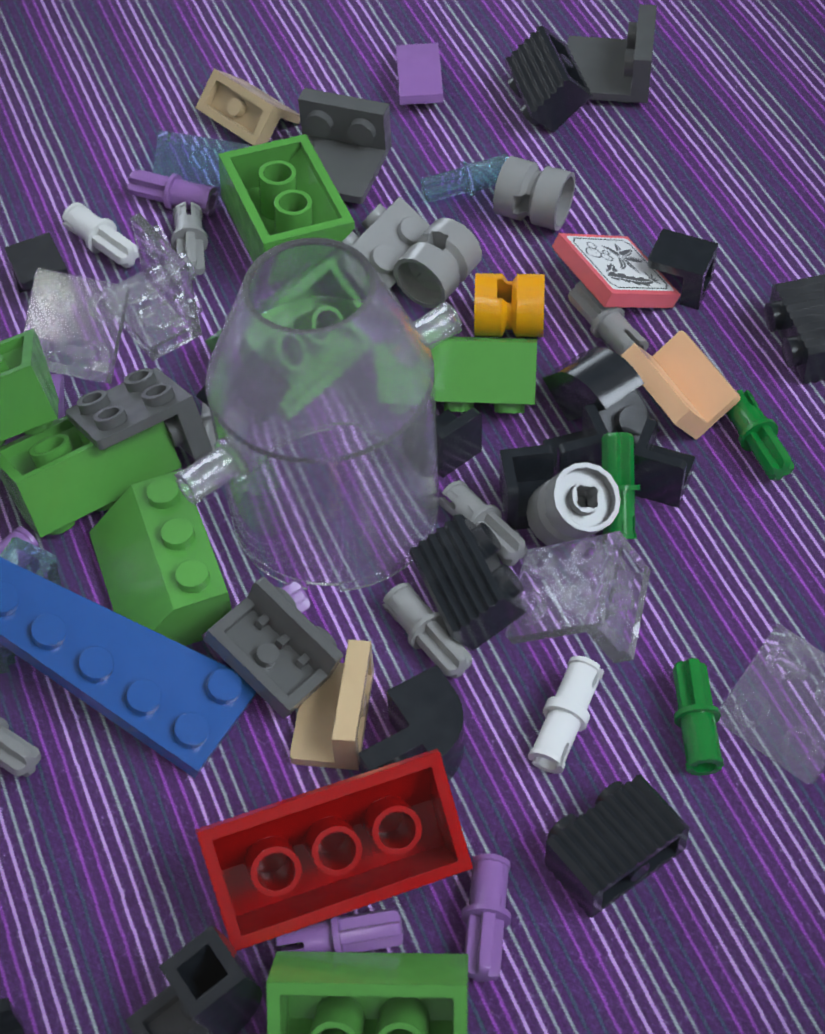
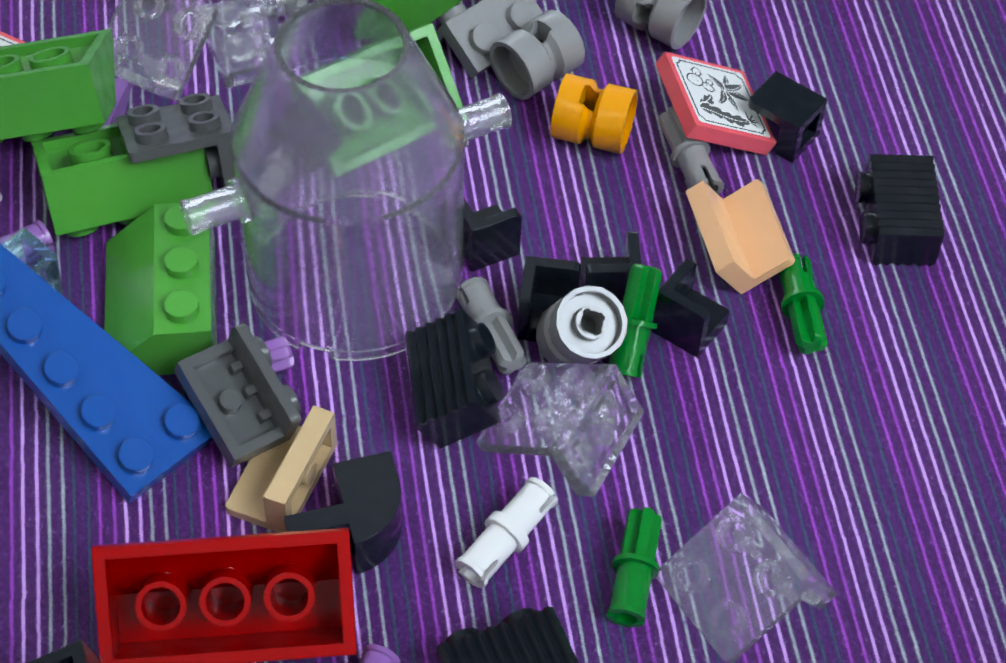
camera: 10 degrees right, 0 degrees up
(426, 630) = (398, 416): light grey axle -> none
(485, 372) = (536, 172): bright green slope -> none
(605, 380) = (662, 222): black brick -> none

